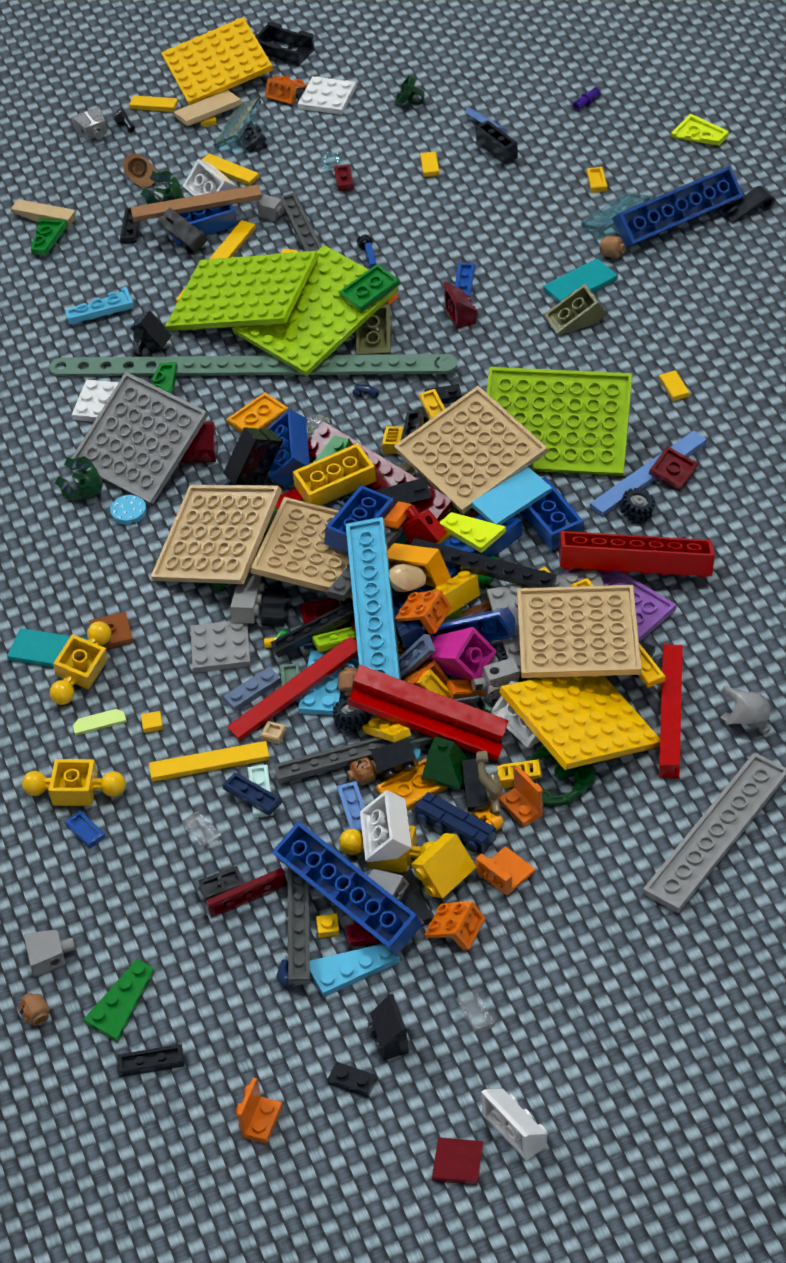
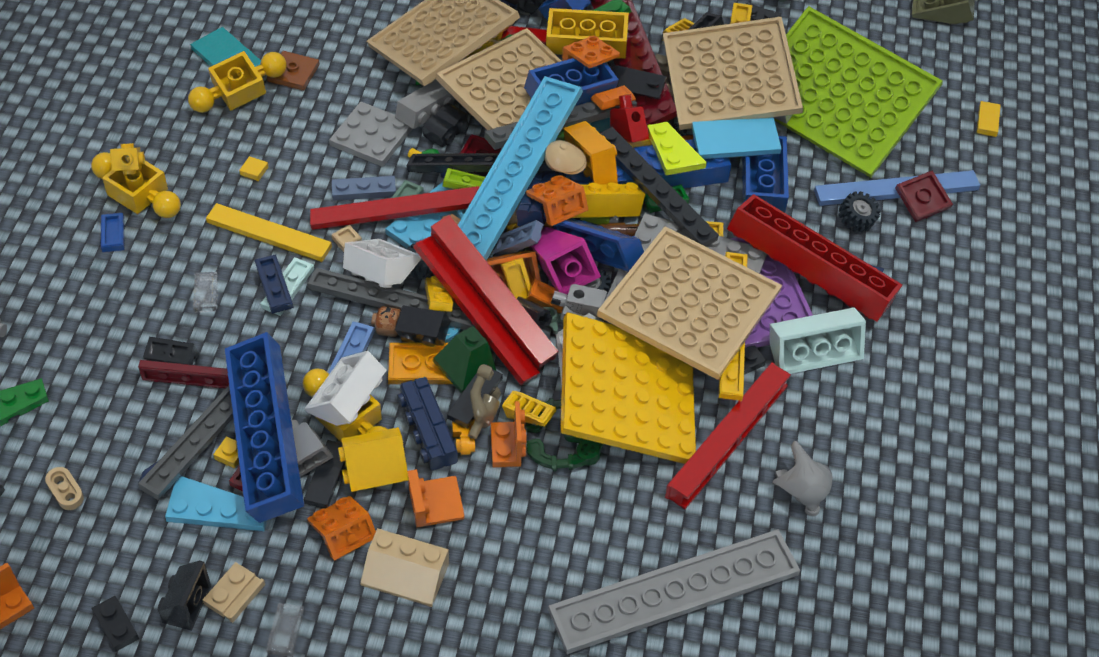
camera: 25 degrees right, 5 degrees up
(56, 766) = (120, 162): none -> yellow brick
(99, 721) = (212, 143): yellowish green piece -> none
(231, 1019) = (66, 489): none -> tan plate
(321, 732) = (379, 261): none -> white slope
(356, 488) = (590, 52): none -> orange bracket
(417, 1010) = (233, 592): none -> tan plate
(524, 923) = (405, 567): none -> tan slope
(682, 611) = (818, 340): none -> light aqua slope

